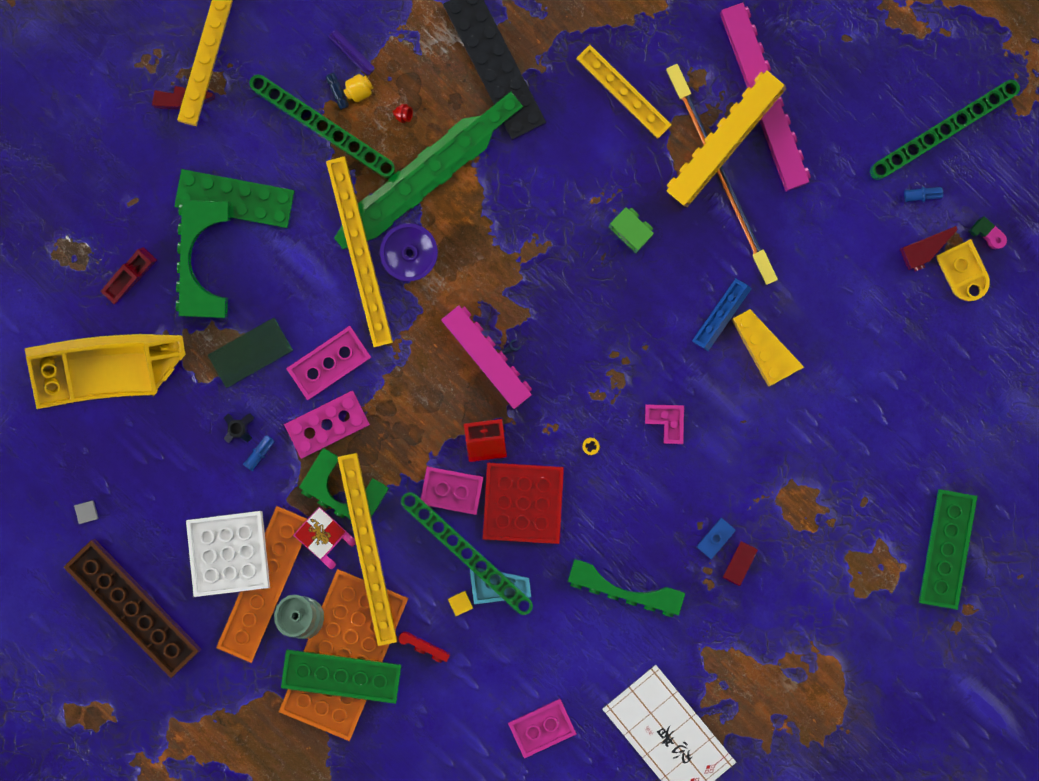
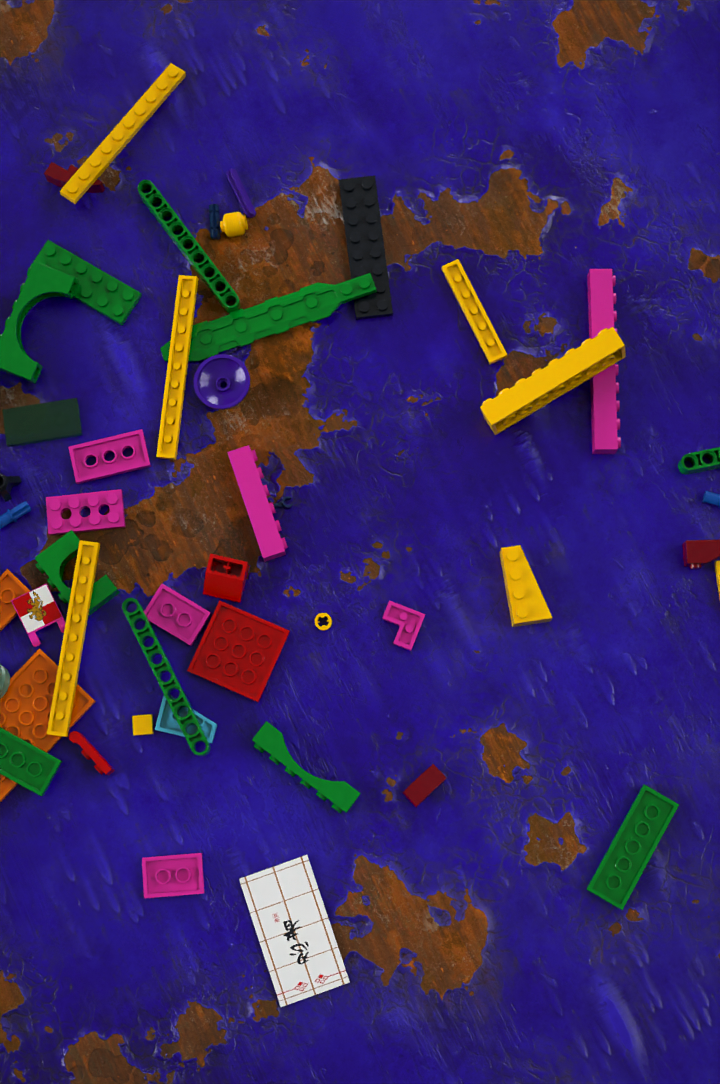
camera: 25 degrees right, 10 degrees down
(403, 113) = (266, 261): red plate -> none
(631, 229) = (434, 433): bright green piece -> none
(716, 538) = (410, 753): blue plate -> none
(721, 314) = (491, 543): blue plate -> none
(759, 257) = (547, 504): piece -> none

